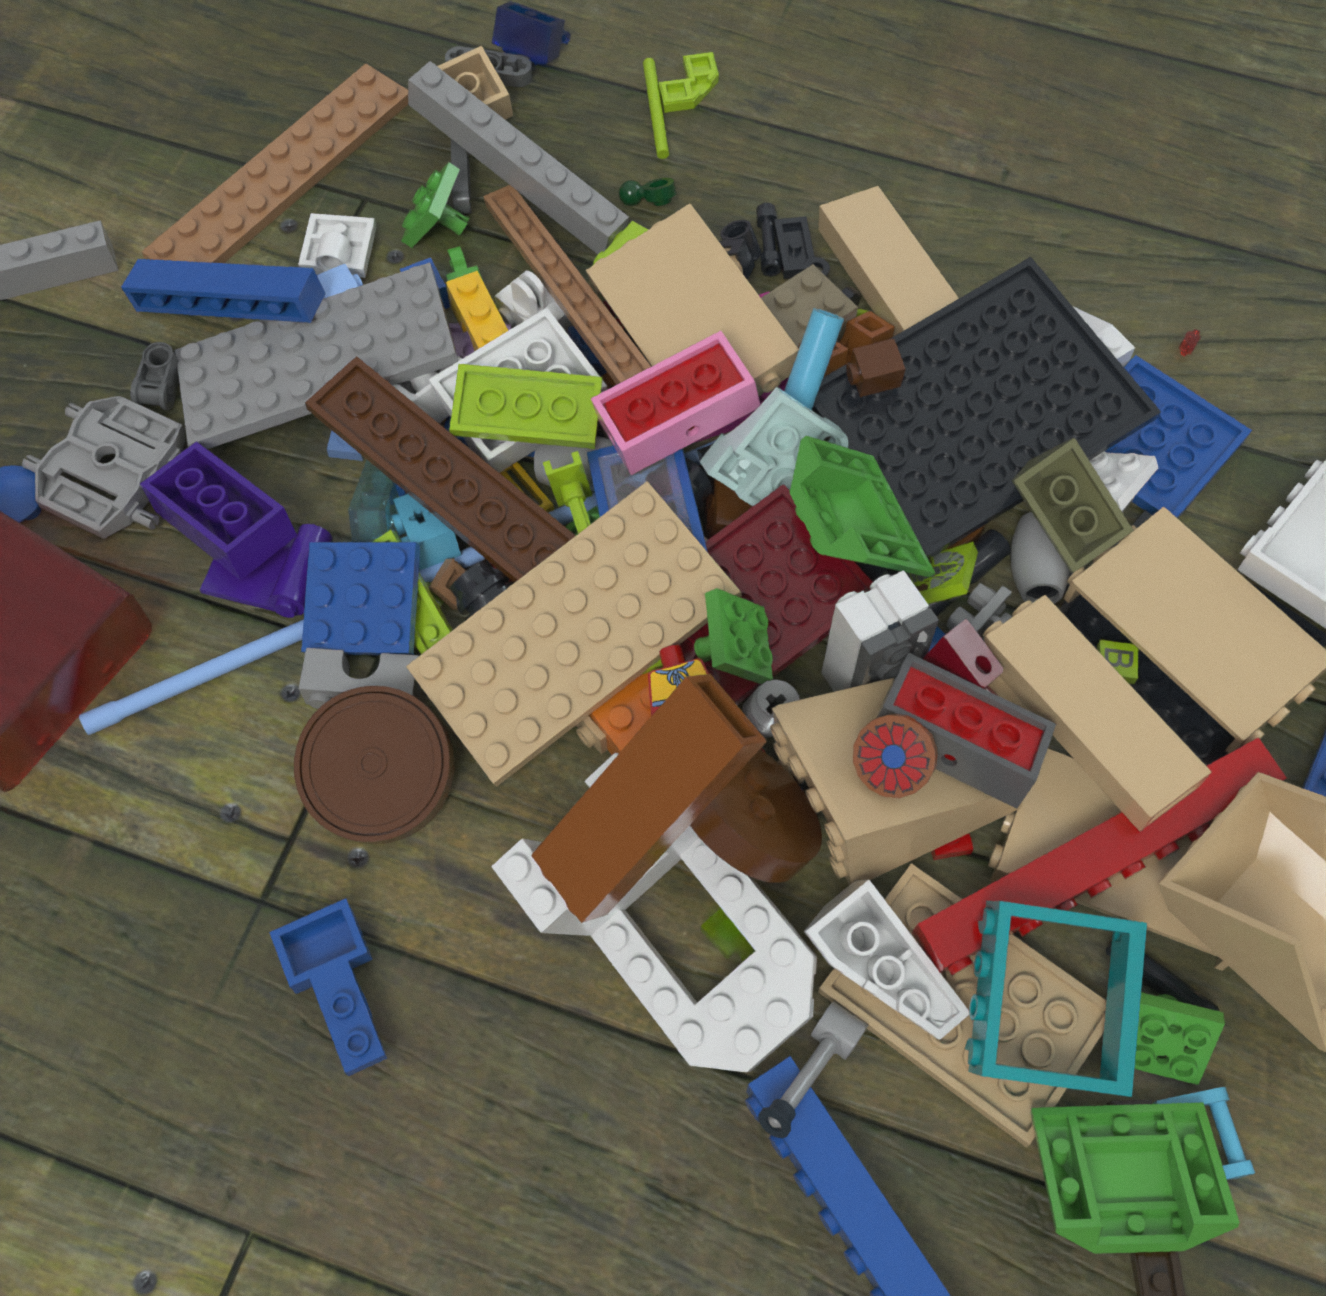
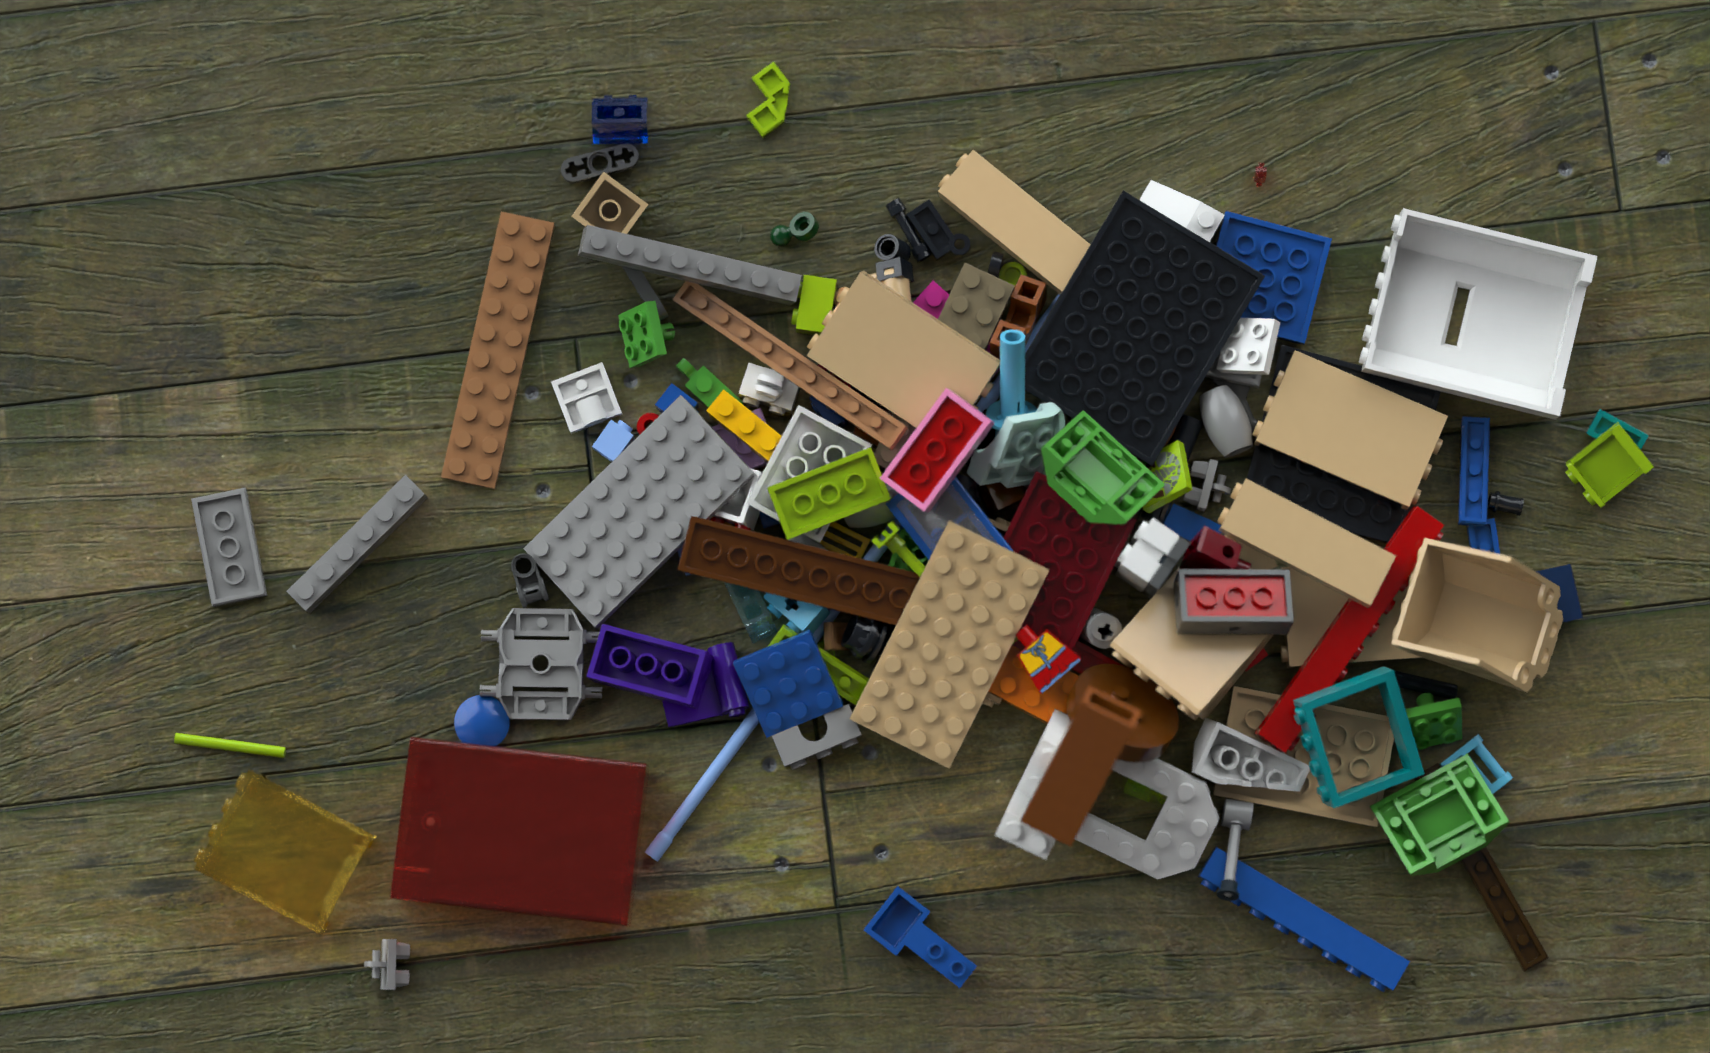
camera: 25 degrees left, 20 degrees up
(224, 290) = (537, 489): blue brick -> none
(374, 765) = (864, 792): reddish brown brick -> none
(655, 108) = (755, 139): lime bar -> none
(736, 637) = (1062, 605): bright green plate -> none
(876, 367) = (1055, 345): reddish brown brick -> none
(895, 755) = (1202, 647): tile -> none
(1071, 504) = (1232, 387): olive slope -> none
(1122, 657) = (1307, 479): lime tile -> none

